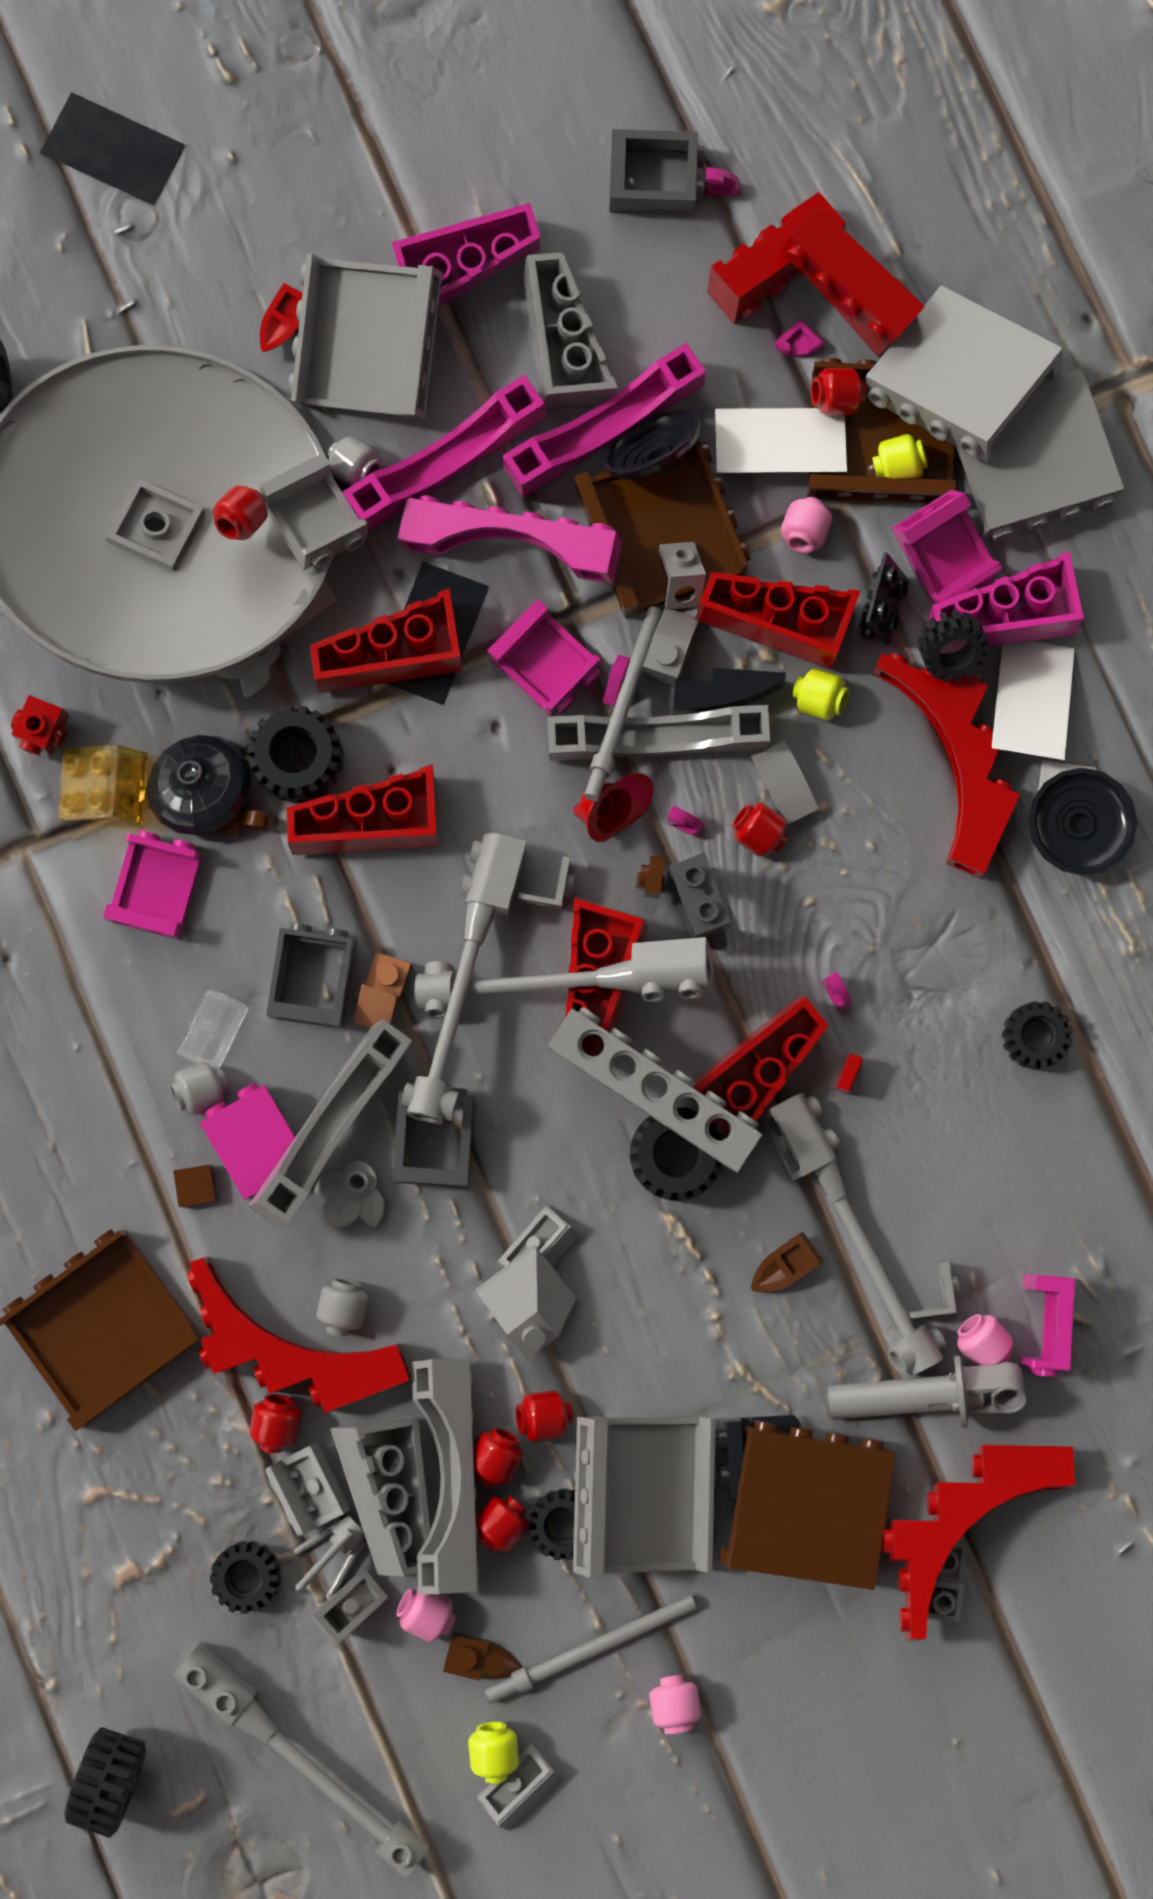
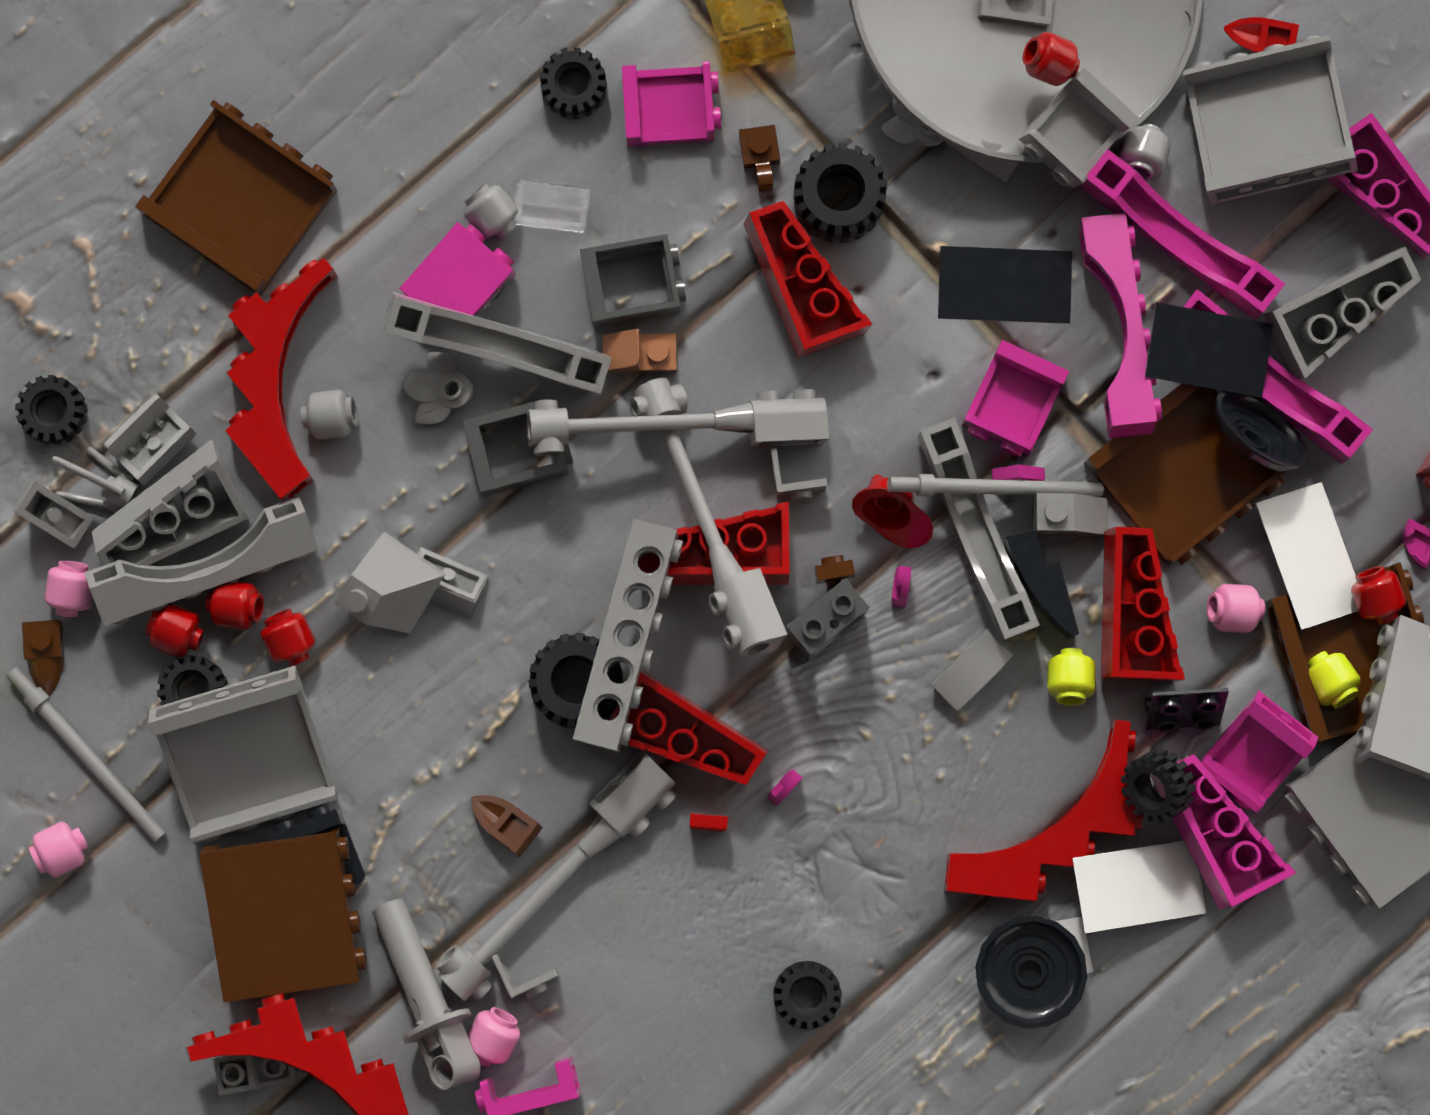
camera: 70 degrees right, 0 degrees up
(85, 954) = (567, 62): none -> black tyre
(195, 1185) = (399, 240): reddish brown tile -> none
(198, 784) = (780, 112): black hat -> none
(275, 1423) = (201, 389): red head -> none
(391, 648) = (975, 252): red wedge -> none
(562, 464) = (1208, 350): none -> black sticker
(683, 570) = (1147, 502): light grey bracket -> none
(760, 829) = (917, 660): red head -> none

